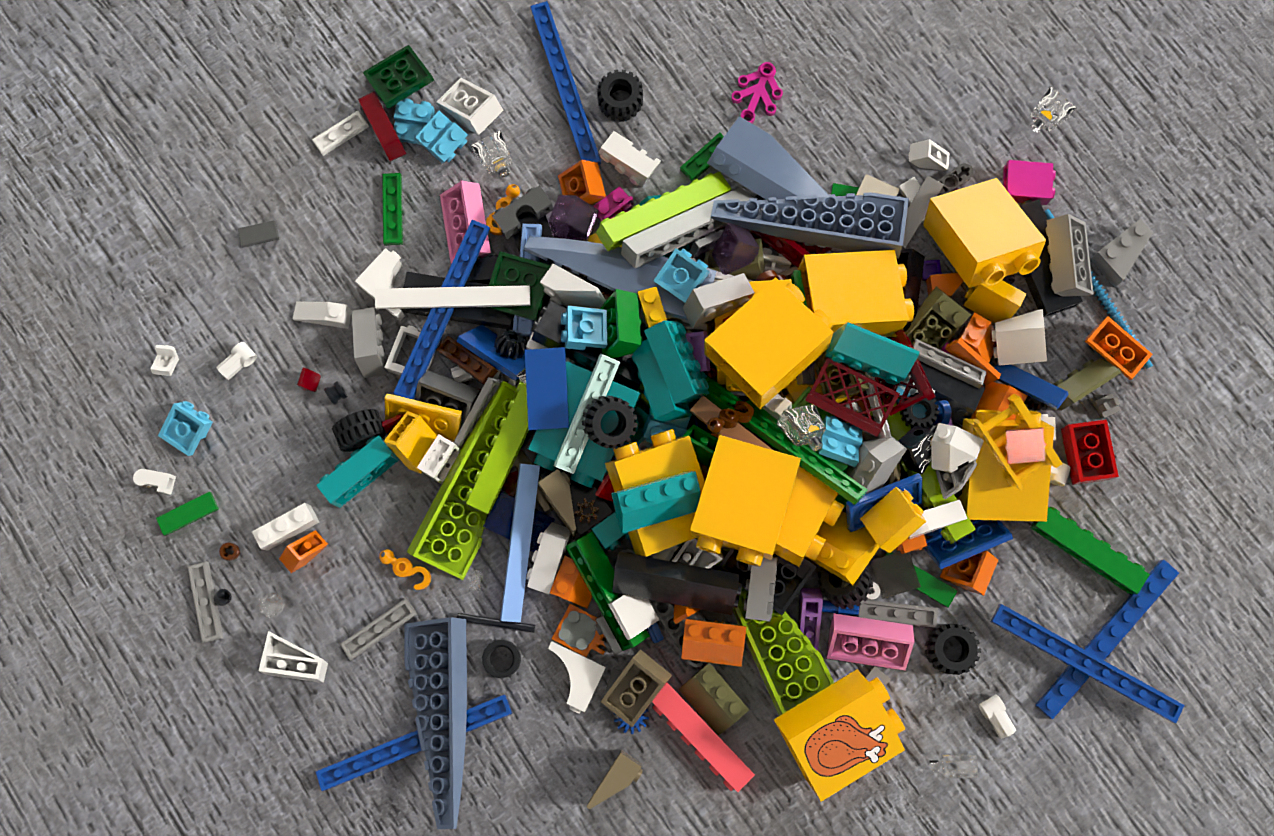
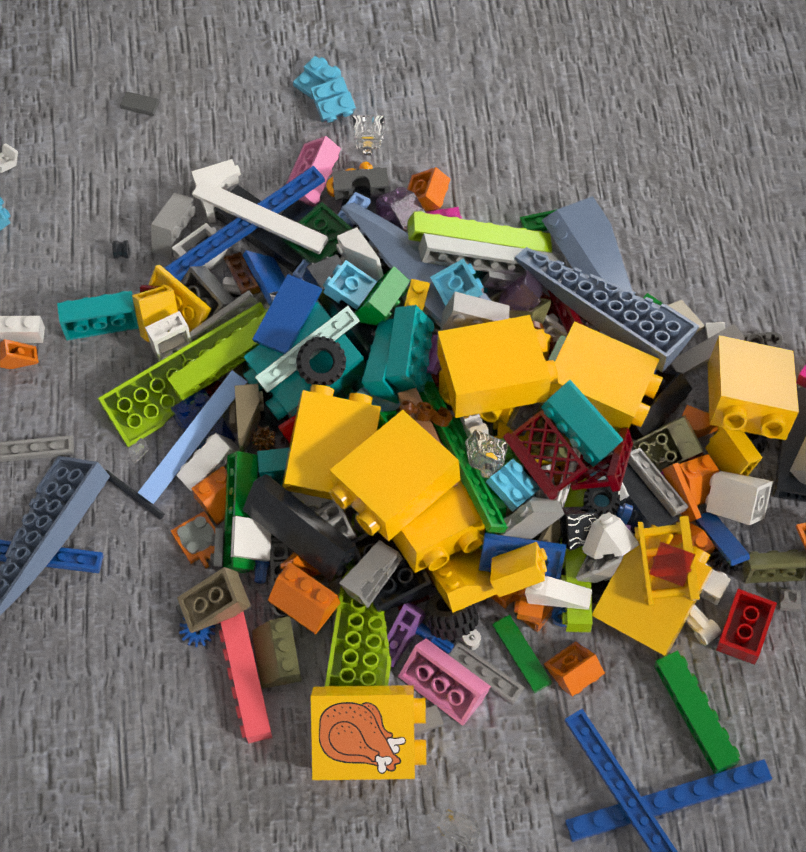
camera: 30 degrees right, 15 degrees down
(240, 357) = (63, 186): white piece -> none
(309, 380) = (106, 229): dark red slope -> none
(323, 313) = (151, 186): white slope -> none
(340, 133) = (254, 60): white tile -> none
(357, 428) = (118, 277): black tyre -> none
(382, 126) = (289, 70): dark red beam -> none
(392, 209) = (258, 136): green tile -> none
(398, 76) = (327, 38): dark green plate -> none
(404, 568) = (86, 411): light orange piece -> none
(470, 105) = (373, 88): white slope -> none
(486, 659) = (118, 509): black tyre -> none
(510, 344) = (280, 272): black gear -> none
(565, 83) = (463, 107): blue plate -> none
(583, 676) = (177, 574): white arch -> none
(615, 82) = (502, 148): black tyre -> none
(619, 776) = (148, 668): dark tan slope -> none
(628, 159) = (477, 188): white wedge -> none
(657, 501) = (317, 438): teal slope -> none
(758, 90) = (626, 190): dark pink plant -> none
(895, 574) = (502, 635): clear smoke tile -> none
(928, 155) = (748, 311): white slope -> none
(931, 267) = (694, 401): dark purple tile -> none
(969, 649) = (510, 742): black tyre -> none
(986, 536) = (592, 642): blue tile -> none
(994, 711) = (522, 803): white piece -> none

